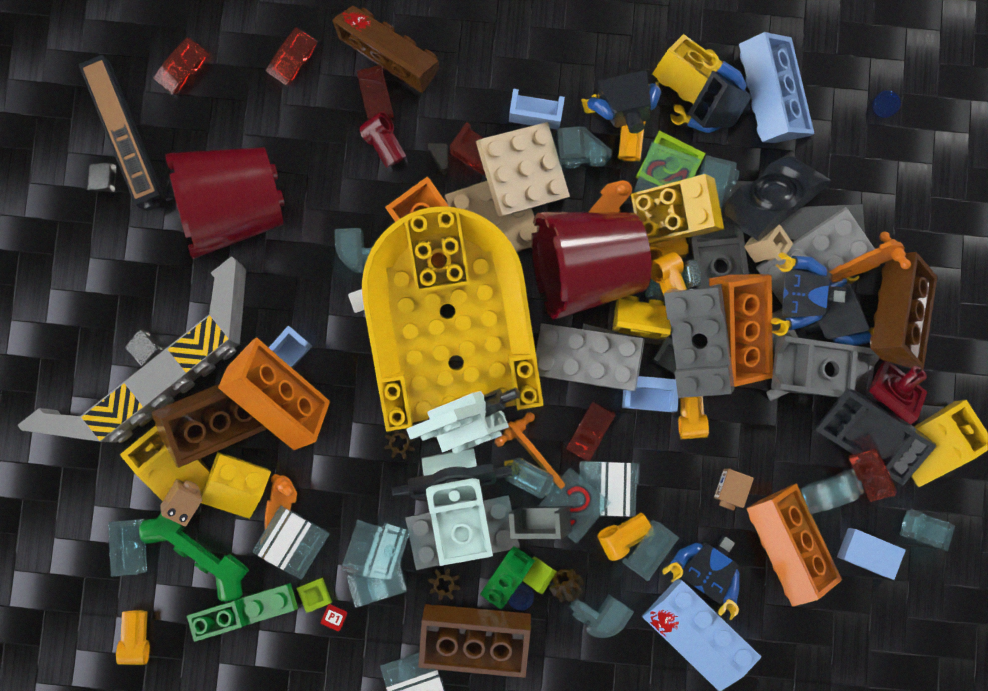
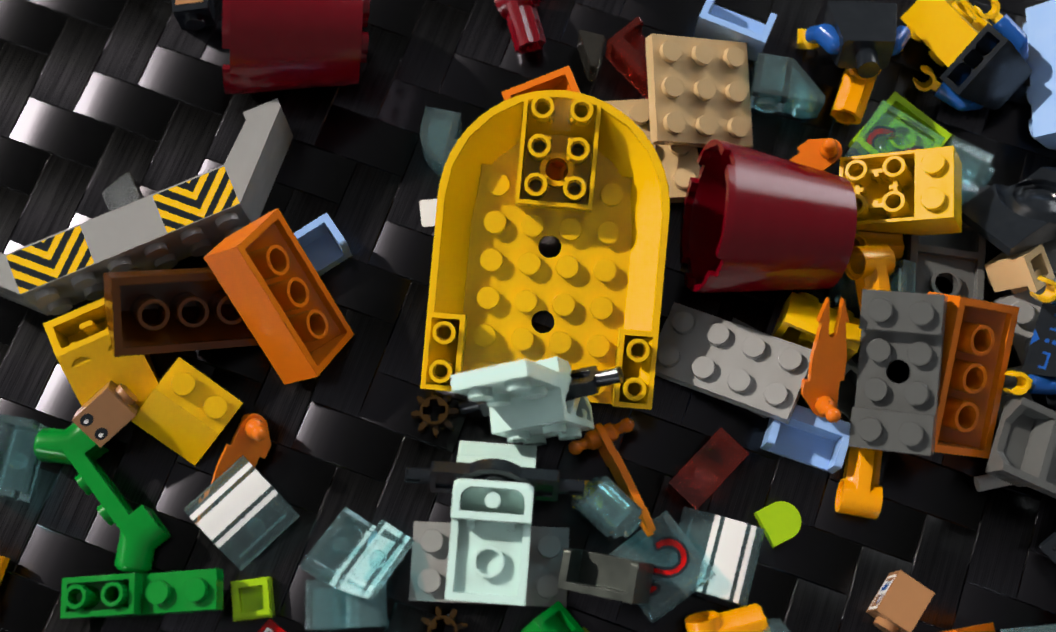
camera: 15 degrees right, 10 degrees down
(645, 455) = (779, 521): none -> lime tile
(652, 349) = (827, 364): none -> orange piece

